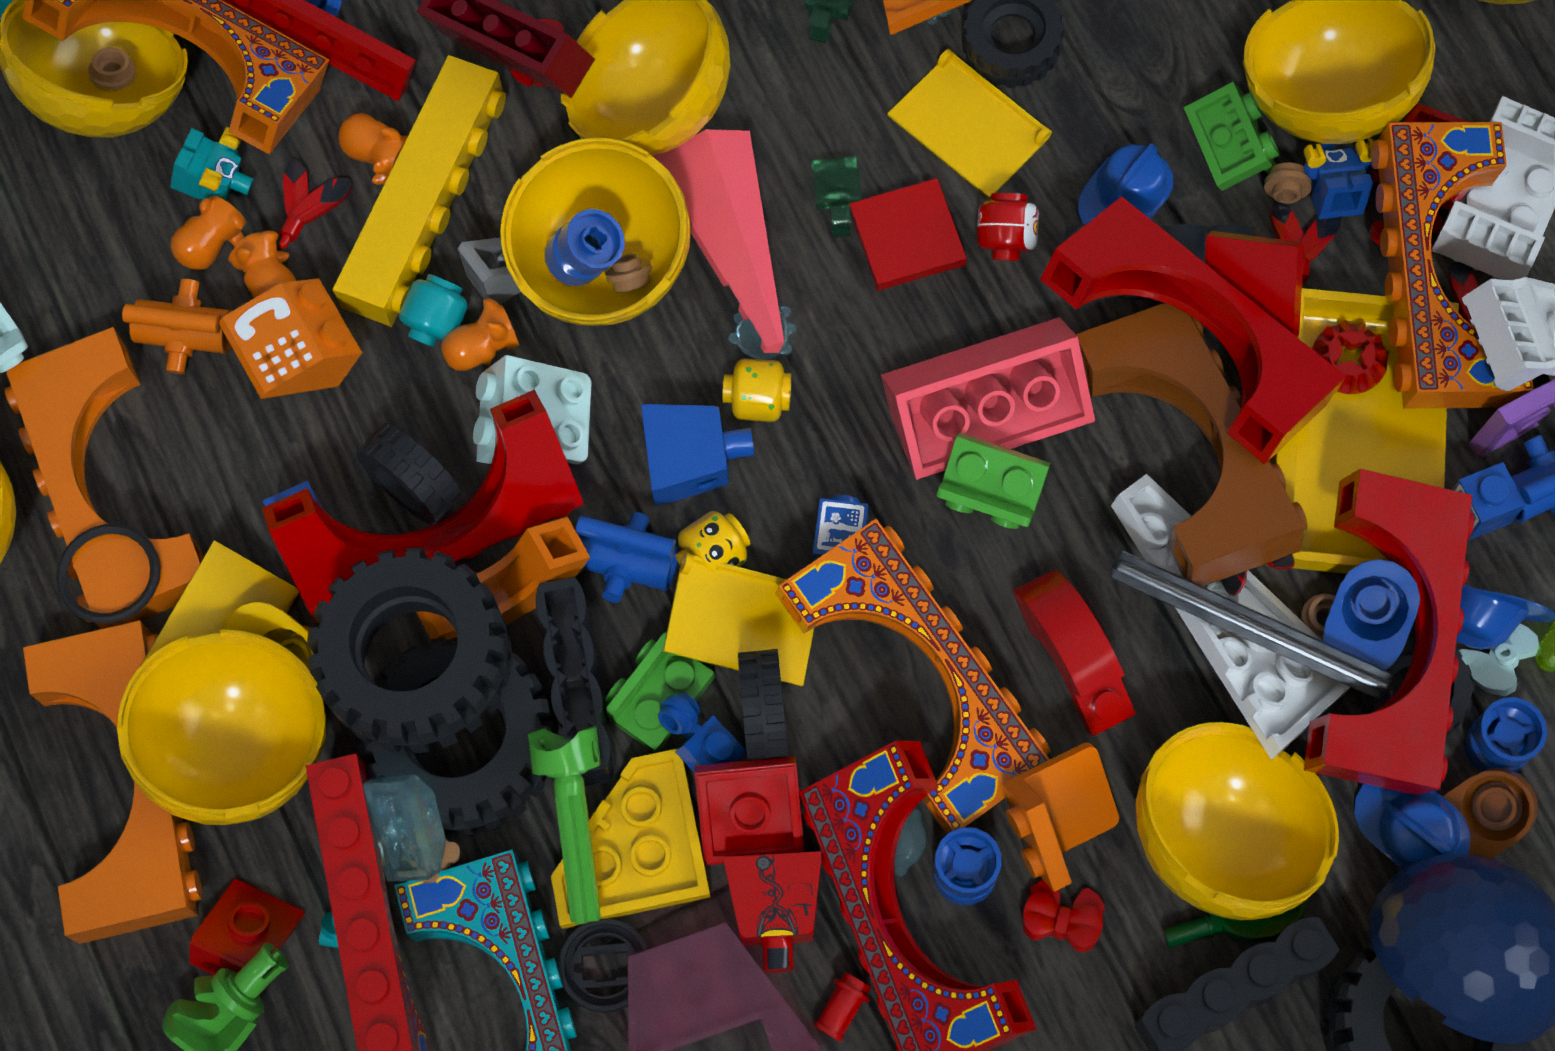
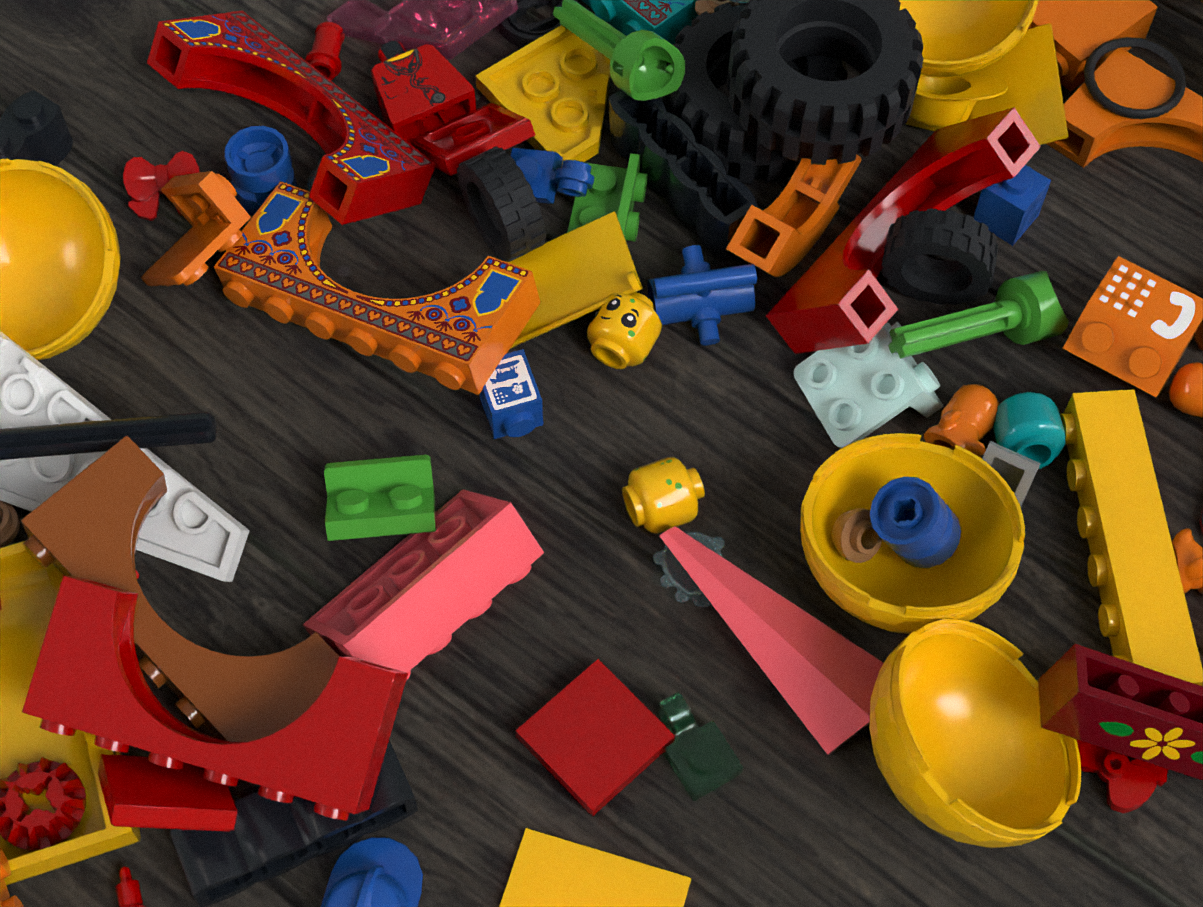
camera: 150 degrees right, 10 degrees down
(364, 407) = (1022, 309): none -> bright green piece
(689, 450) = (699, 409): blue torso -> none
(1007, 226) = (485, 782): red head -> none
(1078, 648) = (240, 380): red arch -> none

